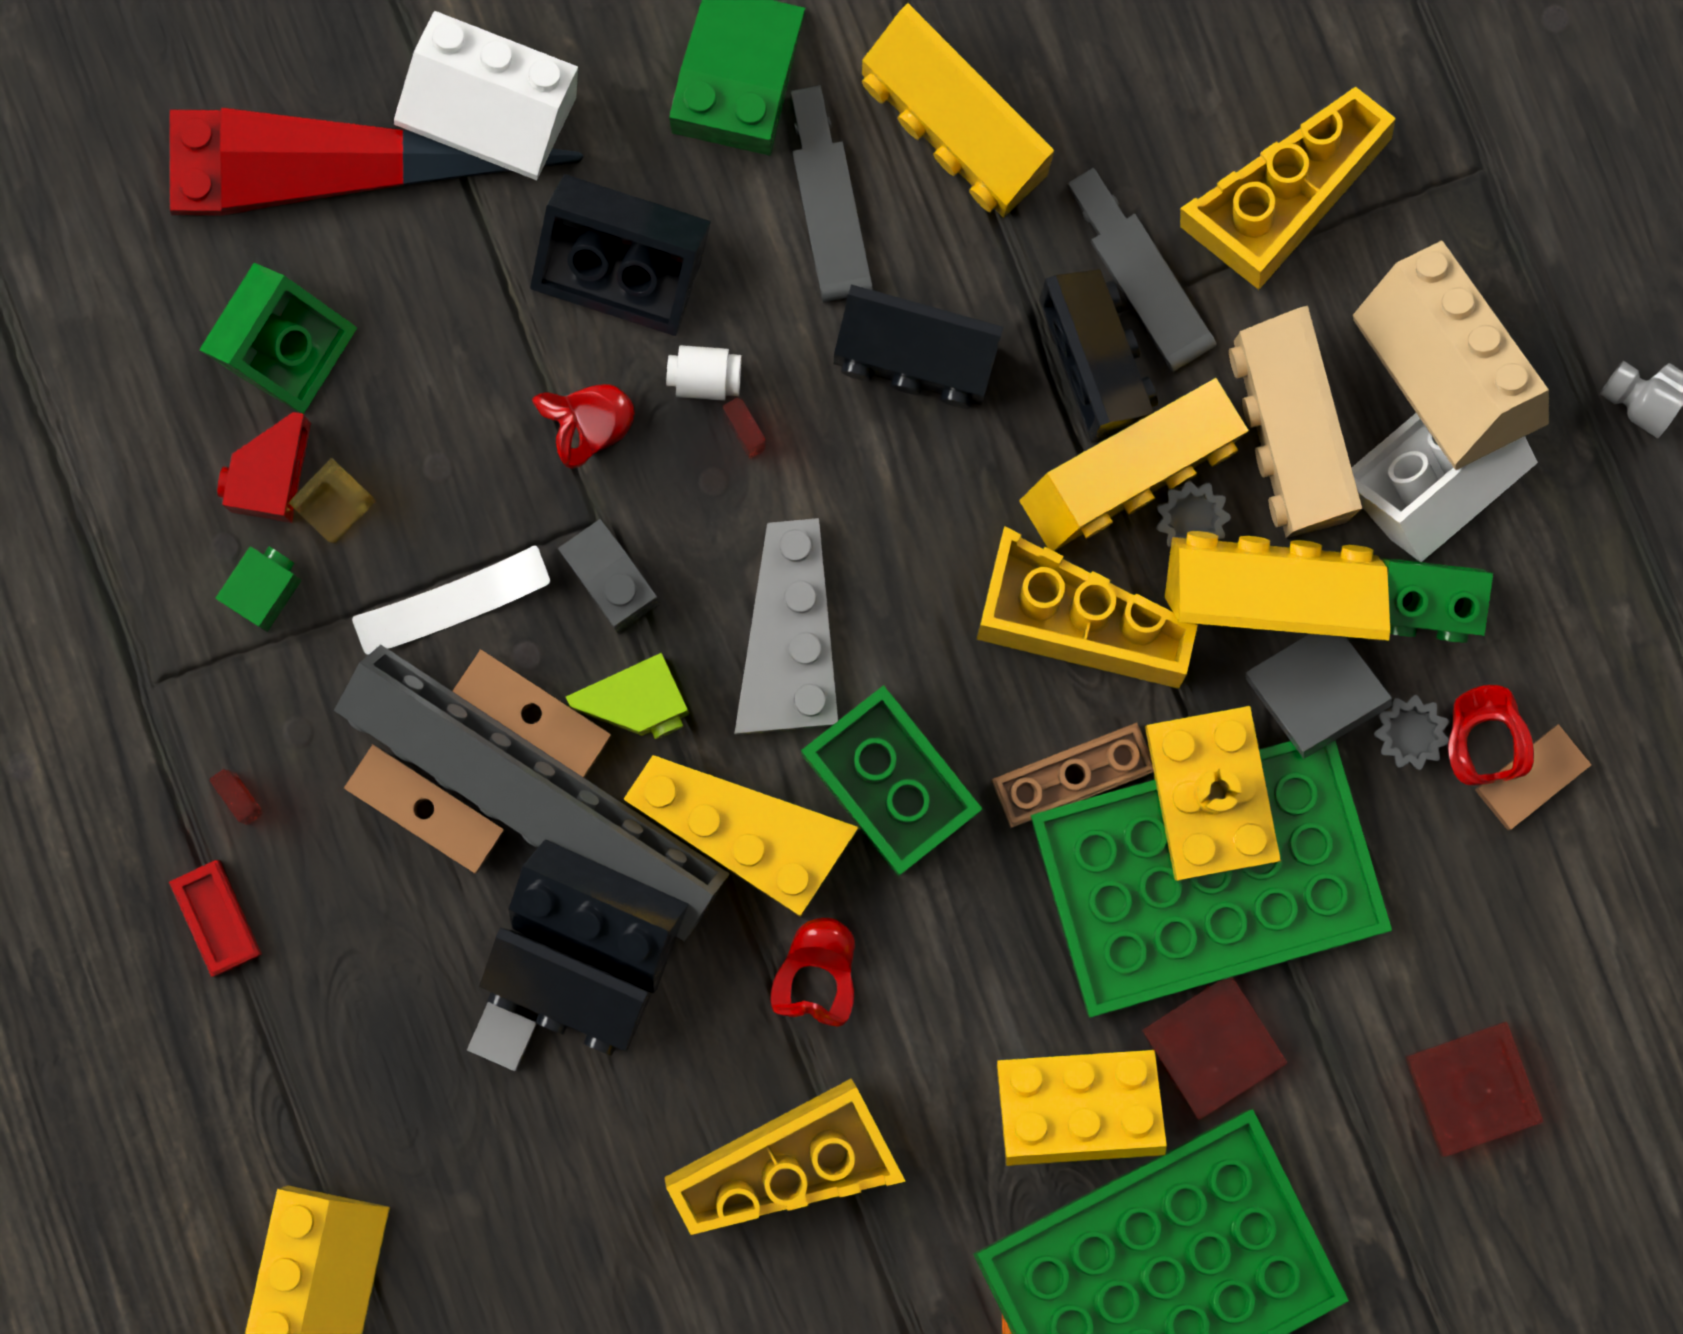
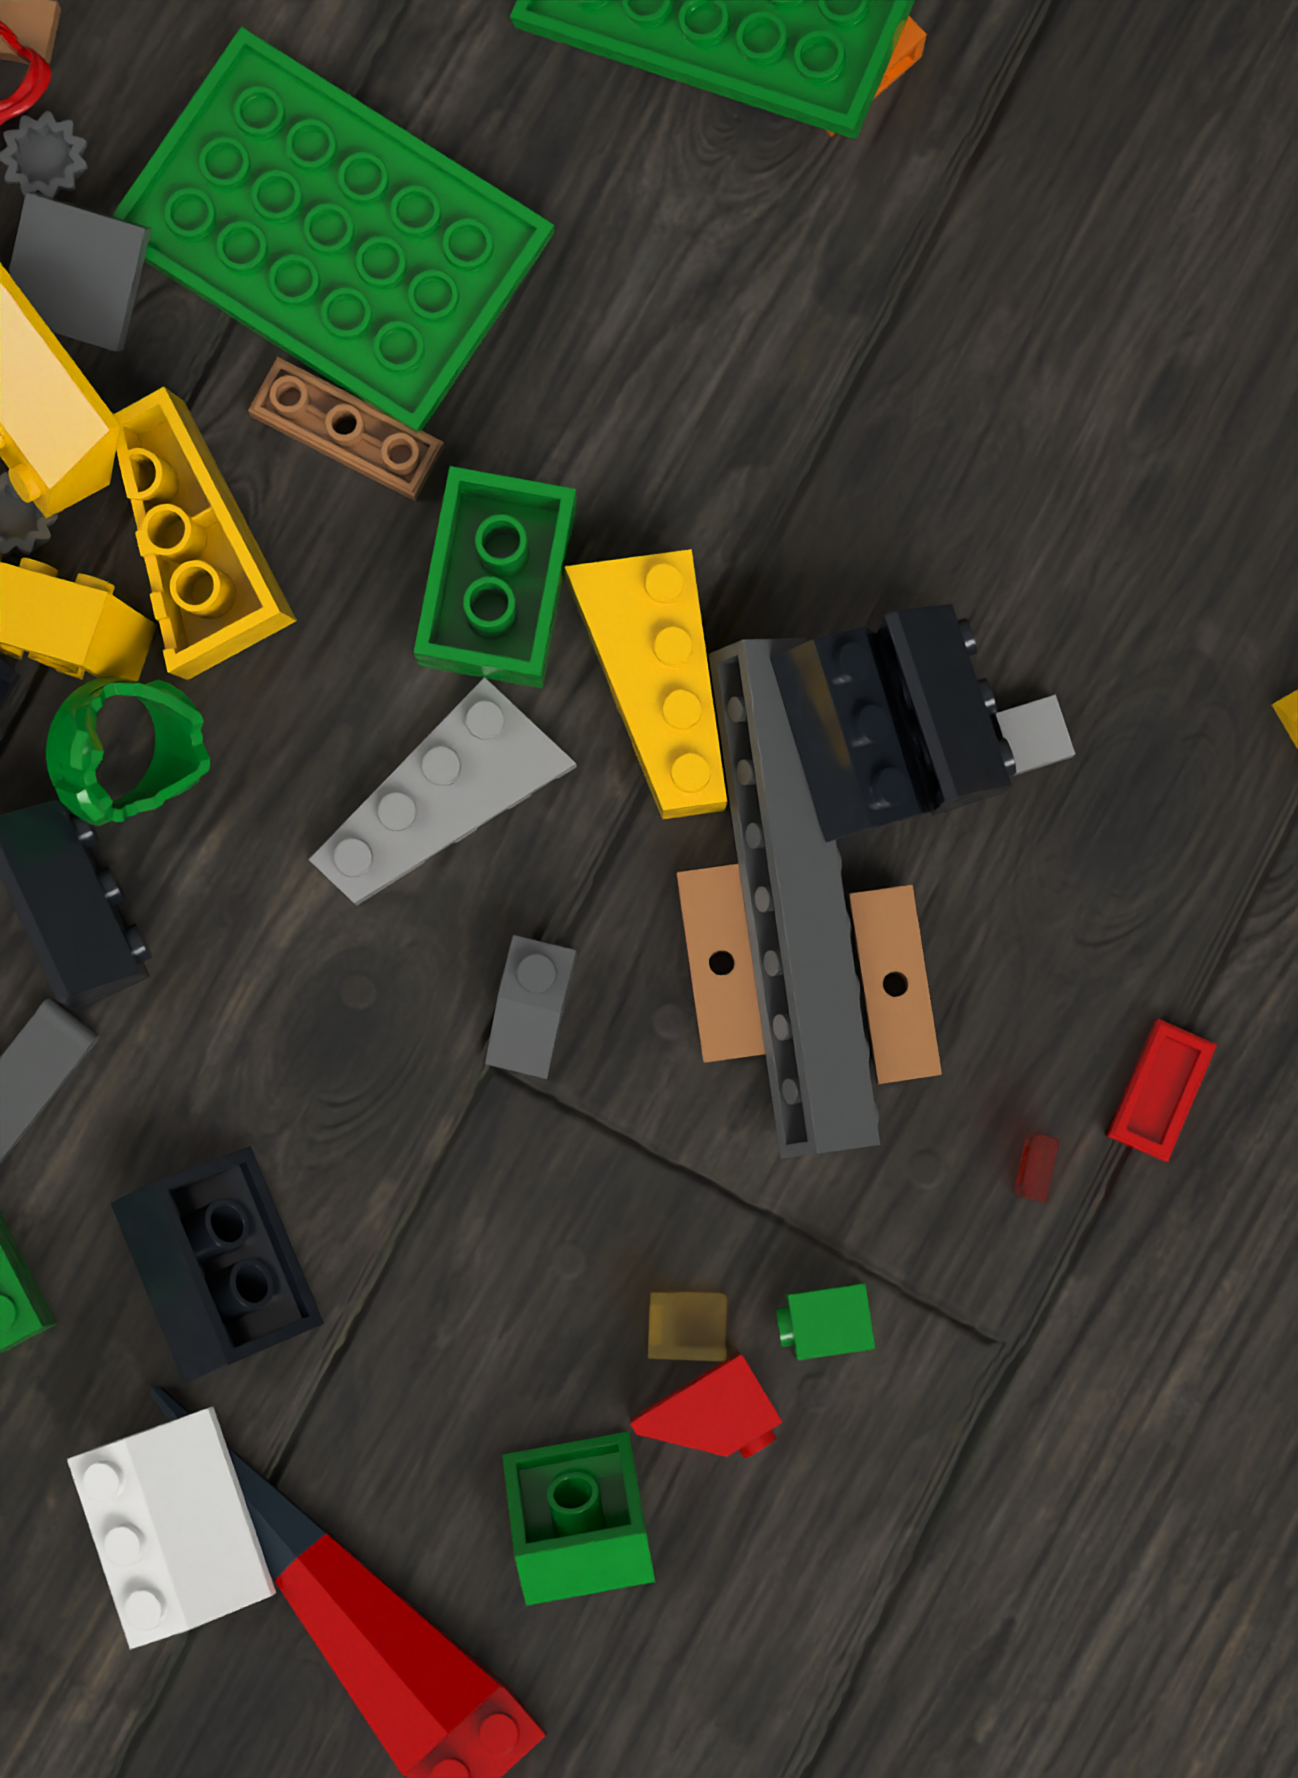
camera: 130 degrees left, 0 degrees up
(452, 602) = (681, 1131): white sticker -> none
(599, 414) = (396, 1155): red piece -> none
(635, 699) = (623, 878): lime slope -> none
(704, 373) = (262, 1083): white brick -> none
(744, 427) = (282, 1000): clear red tile -> none
(795, 1160) = (922, 378): yellow wedge -> none
(823, 945) = (694, 509): red piece -> none
(995, 423) = (76, 750): none -> green piece
(1081, 1107) = (641, 164): yellow plate -> none
(1212, 793) = (254, 282): yellow plate -> none
(1214, 1046) = (484, 100): clear red plate -> none

